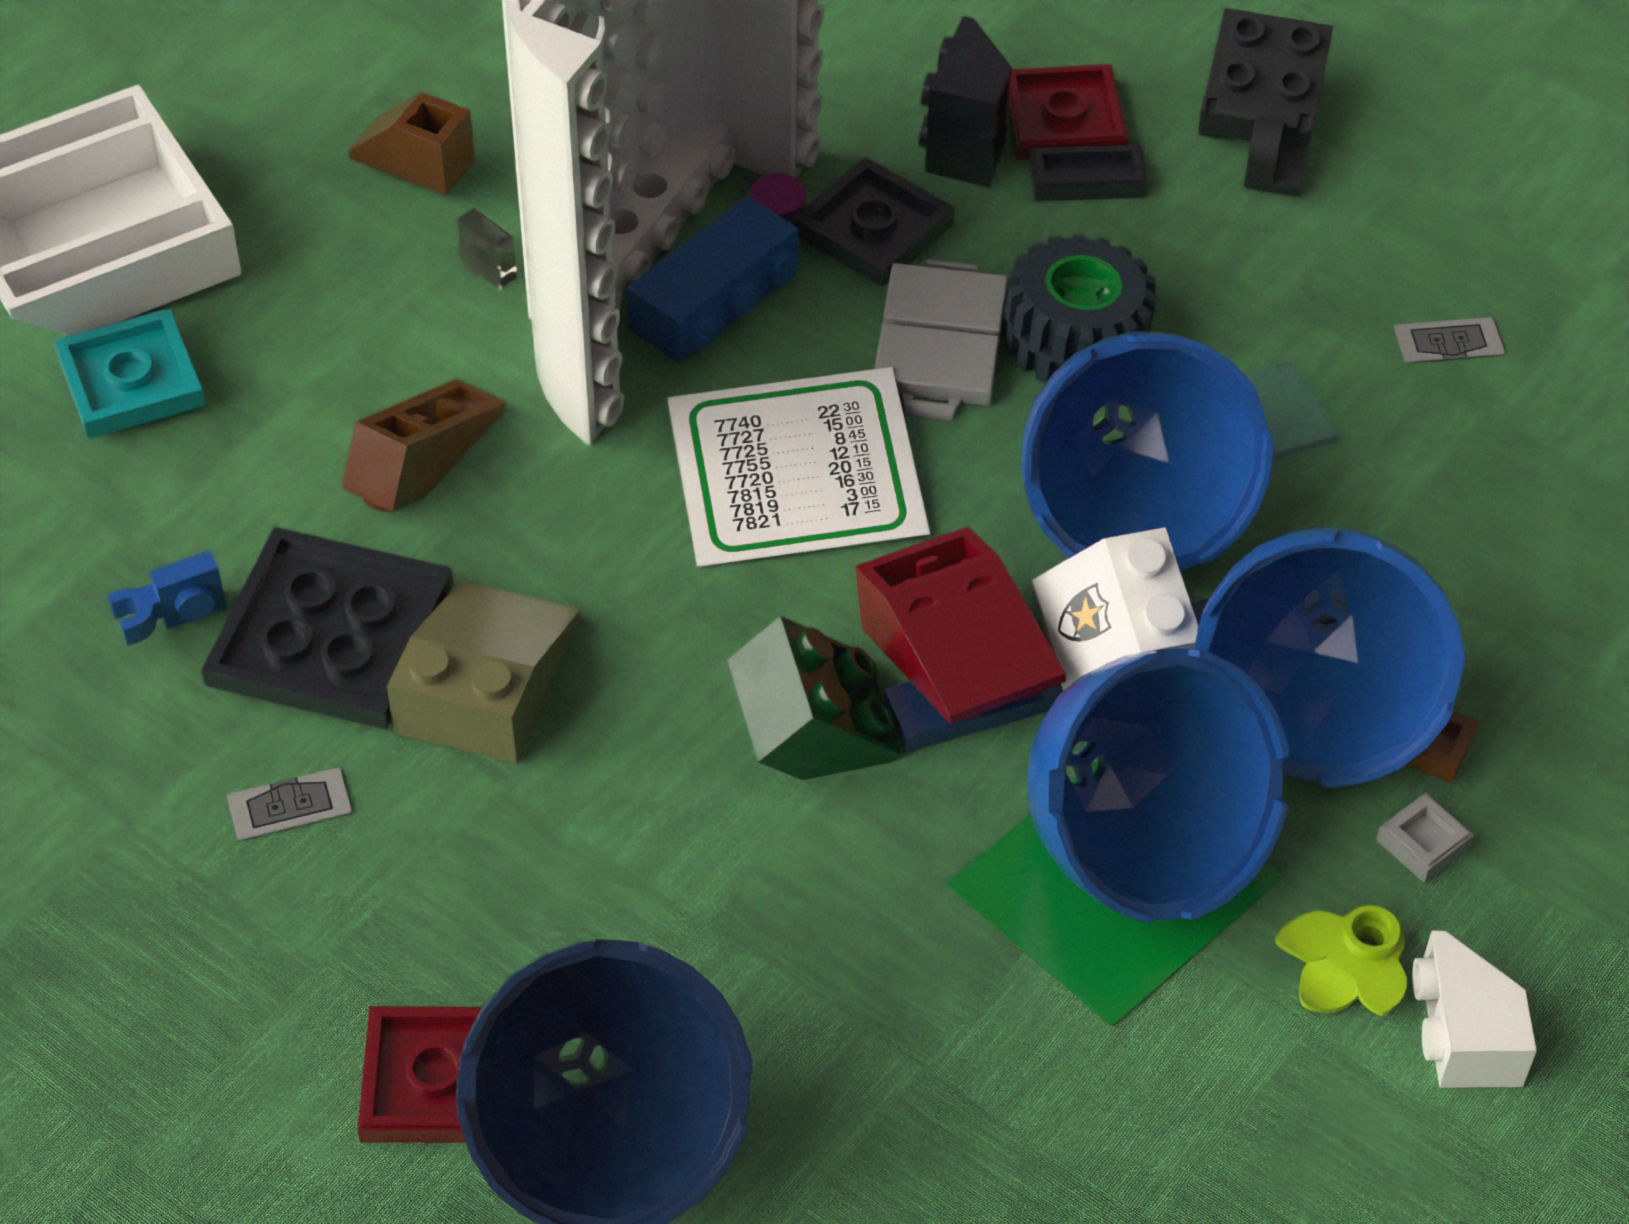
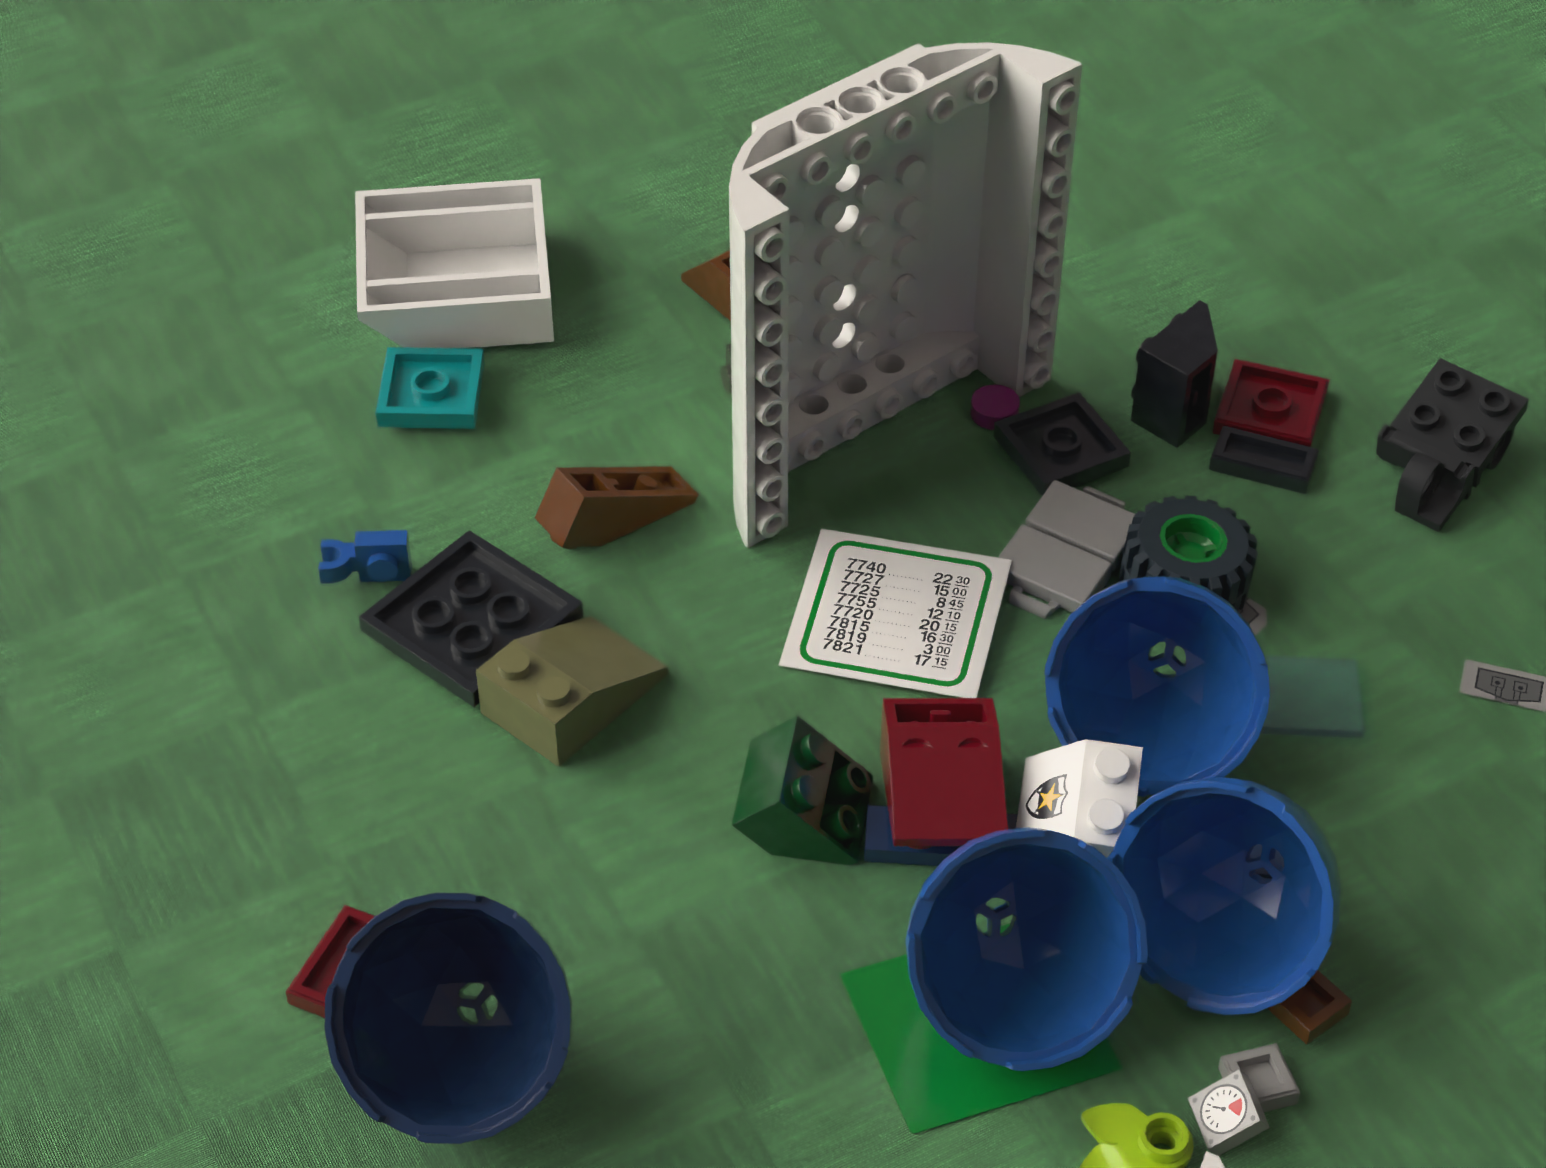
camera: 25 degrees right, 5 degrees down
(289, 803) = (375, 737): sticker -> none
(712, 279) = (906, 449): blue brick -> none
(1419, 882) = (1228, 1112): none -> tile

